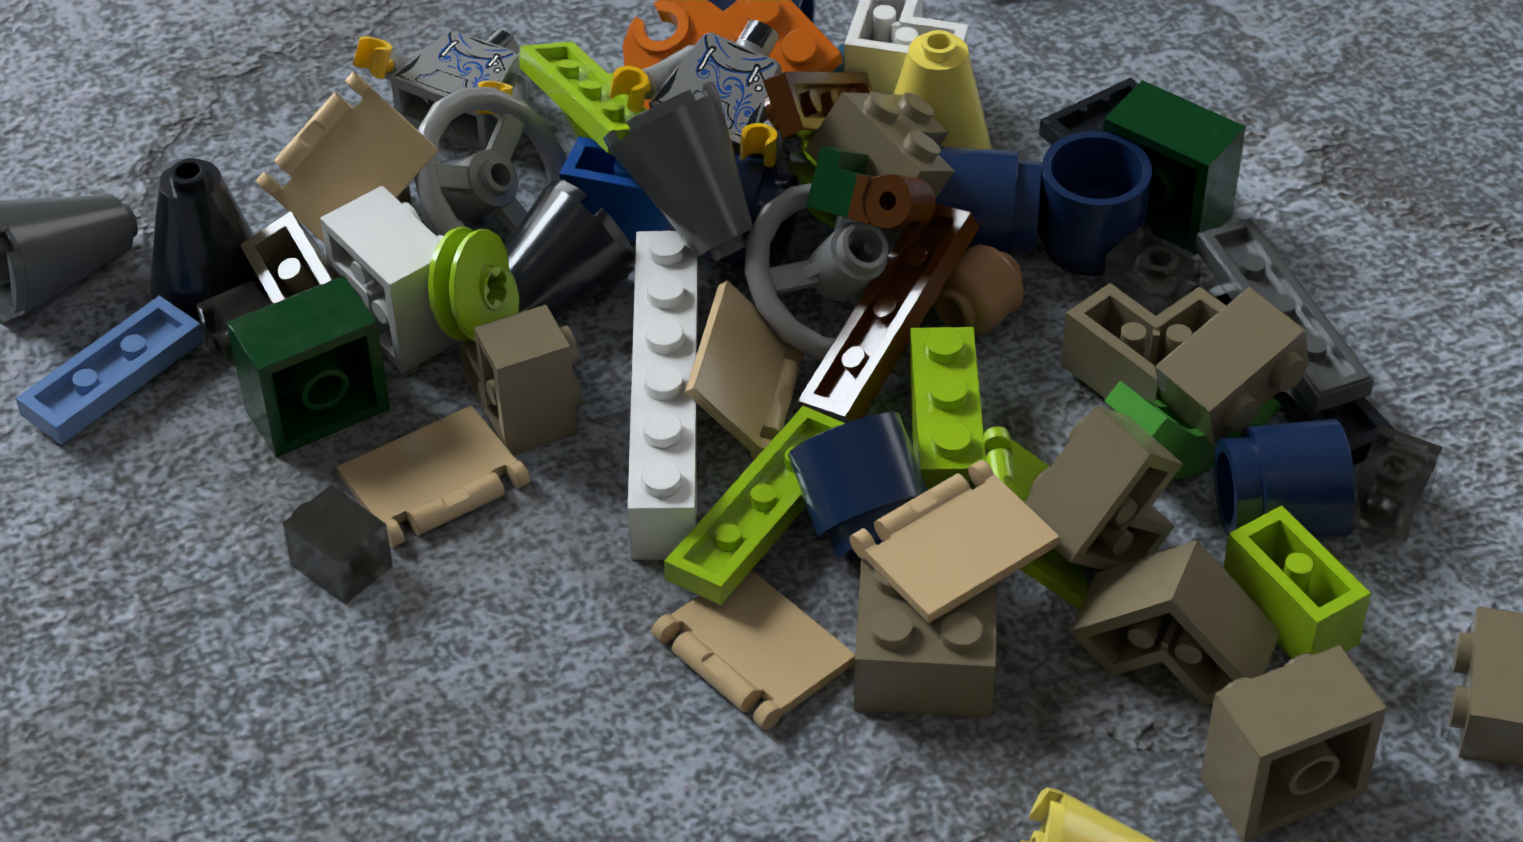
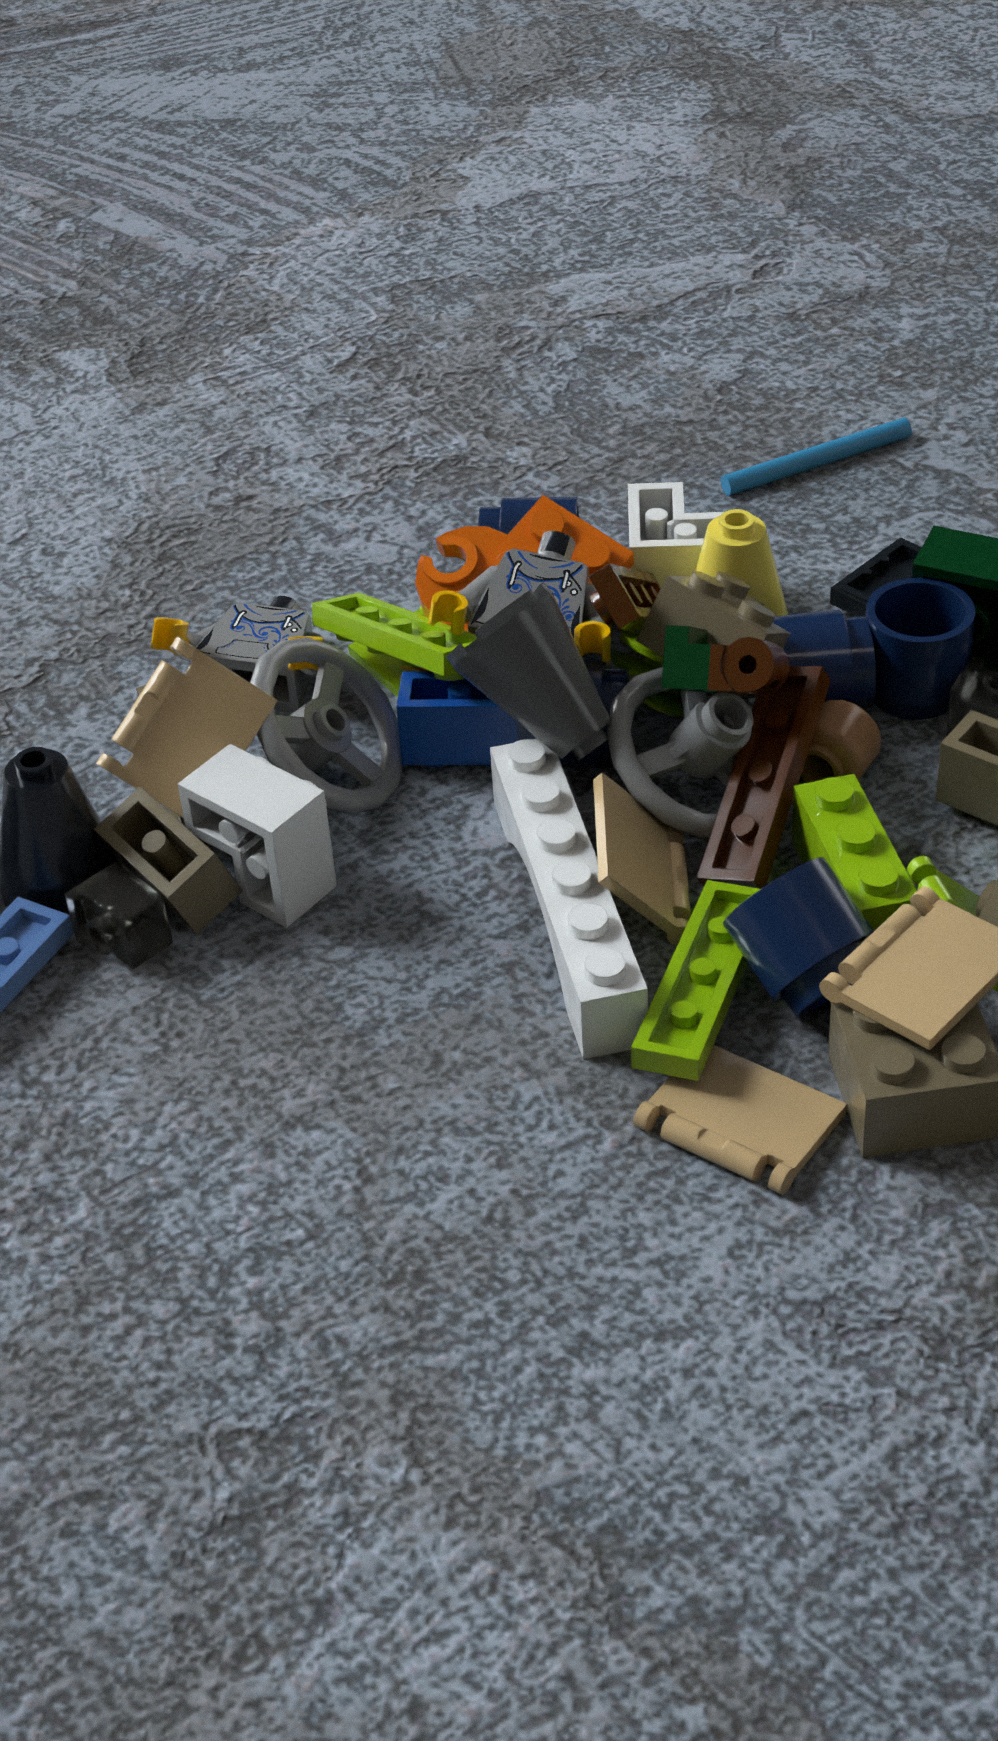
camera: 10 degrees left, 5 degrees down
(309, 365) = (202, 930): dark green brick -> none
(337, 544) = (284, 1098): clear smoke brick -> none
(433, 474) = (353, 1017): tan piece -> none
(470, 282) = (353, 822): lime piece -> none
(524, 378) = (420, 902): dark tan brick -> none
(566, 252) = (412, 794): black cone -> none

